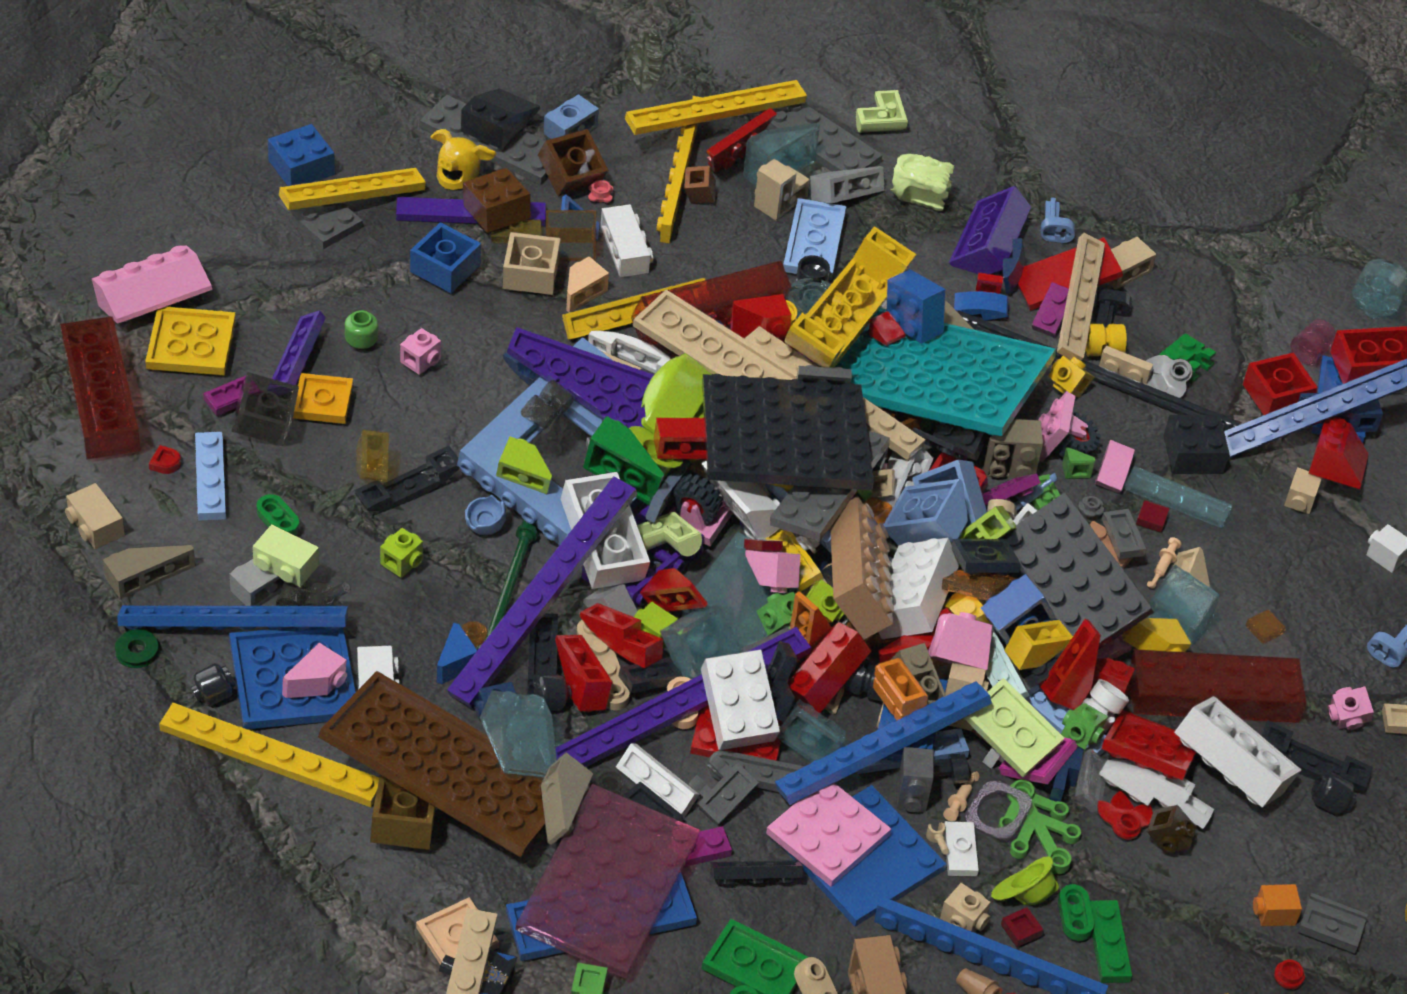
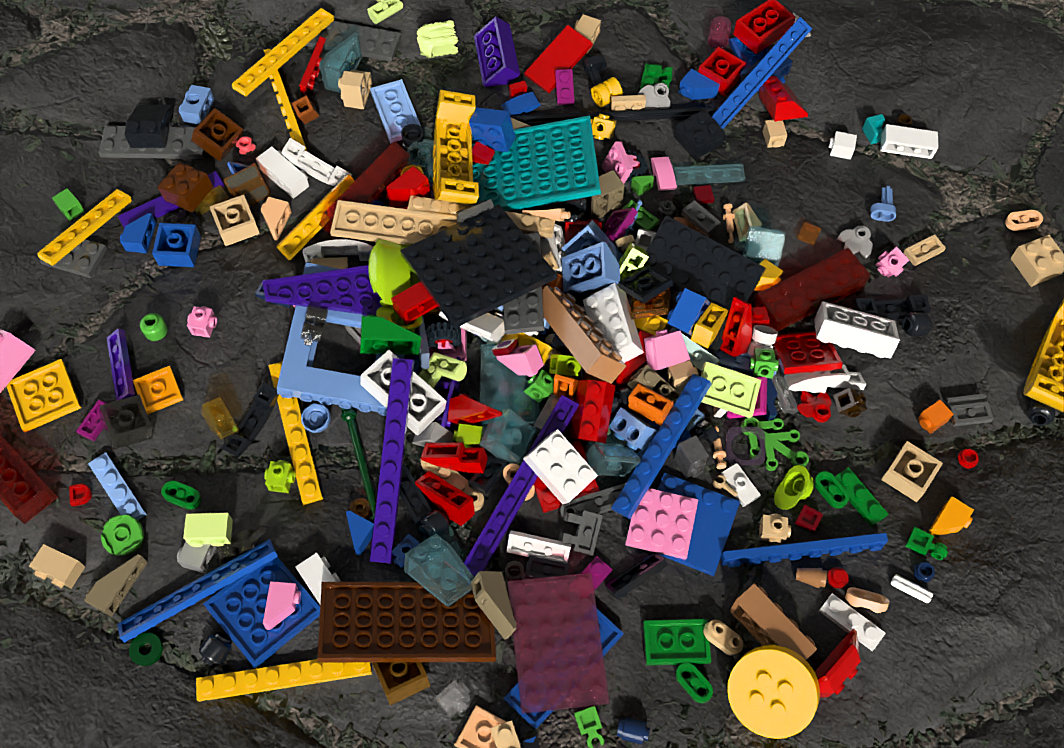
camera: 25 degrees left, 15 degrees up
(186, 522) = (122, 535): none -> bright green tile
(301, 156) = (36, 219): blue brick -> none
(348, 158) = (68, 204): none -> bright green brick
(408, 227) = (138, 234): none -> blue slope
(444, 538) = (297, 443): none -> yellow plate
(447, 875) = (454, 698): none -> clear brick
(461, 155) = (141, 167): yellow piece -> none
(524, 465) = (325, 375): lime slope -> none
(665, 247) = (312, 165): none -> white slope
(782, 664) = (573, 432): black plate -> none
(846, 184) = (393, 64): light grey slope -> none
(860, 711) = (632, 429): none -> medium blue brick
(924, 429) = (554, 214): none -> light nougat piece
(1014, 266) = (525, 71): dark blue slope -> none
(1053, 224) = (529, 32): medium blue piece -> none
(1081, 297) = (579, 72): tan plate -> none
(1196, 942) = (912, 471): none -> tan brick
(1236, 390) = (698, 86): none -> blue slope
(1321, 666) = (856, 242): none -> light grey plate

